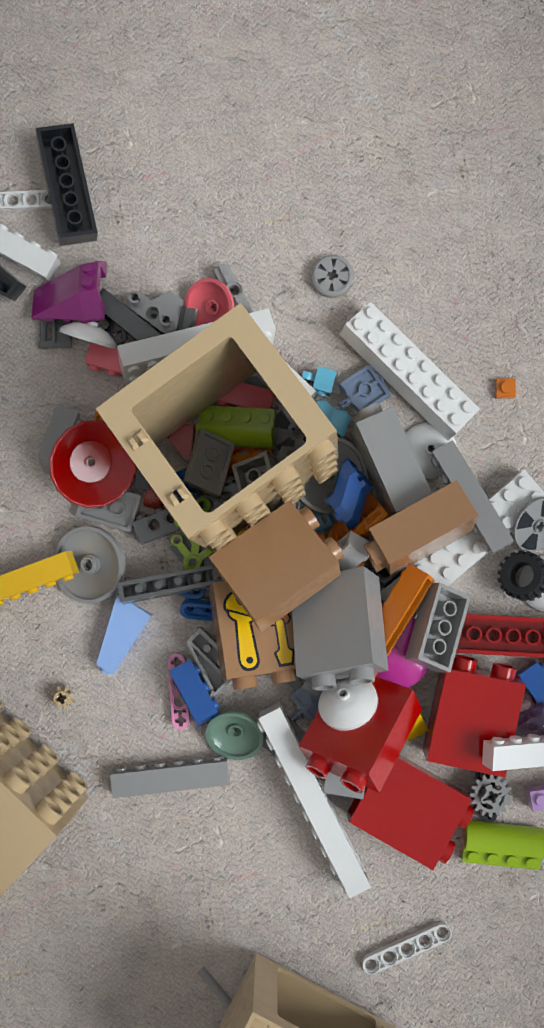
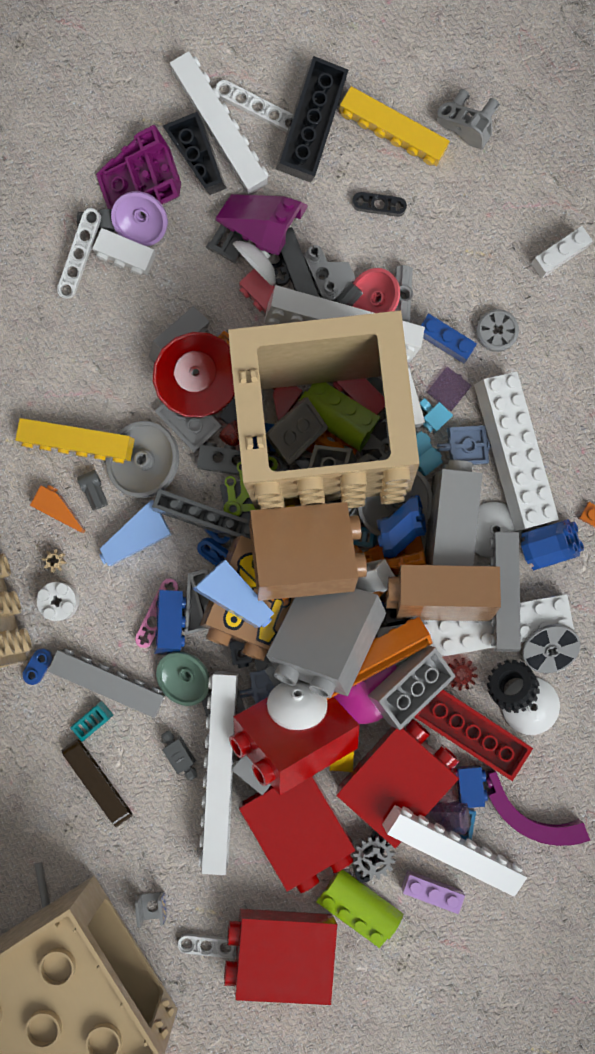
camera: 25 degrees right, 0 degrees up
(35, 649) = (54, 505): none -> orange slope
(57, 613) = (91, 485): none -> dark grey piece
(75, 733) = (49, 594): none -> white brick
(101, 798) = (38, 667): none -> blue plate
(141, 151) = (393, 126): none -> yellow brick
(170, 217) = (391, 212): none -> black beam
(180, 806) = (100, 712): none -> teal slope
(211, 115) = (473, 130): none -> light grey piece
(211, 870) = (97, 782): none -> dark brown beam
(235, 638) = (233, 594): none -> light blue slope
(269, 804) = (179, 755): none -> dark grey piece
(275, 691) = (241, 662): none -> black brick
(294, 307) = (447, 339): none -> blue brick
(316, 959) = (144, 913): none -> light grey piece
(319, 350) = (449, 388): none -> clear purple piece
(348, 177) = (561, 252): none -> white brick
(461, 929) = (282, 957): none -> red brick
(474, 583) = (466, 668): none -> clear red gear
(486, 434) = (551, 544): none -> blue brick

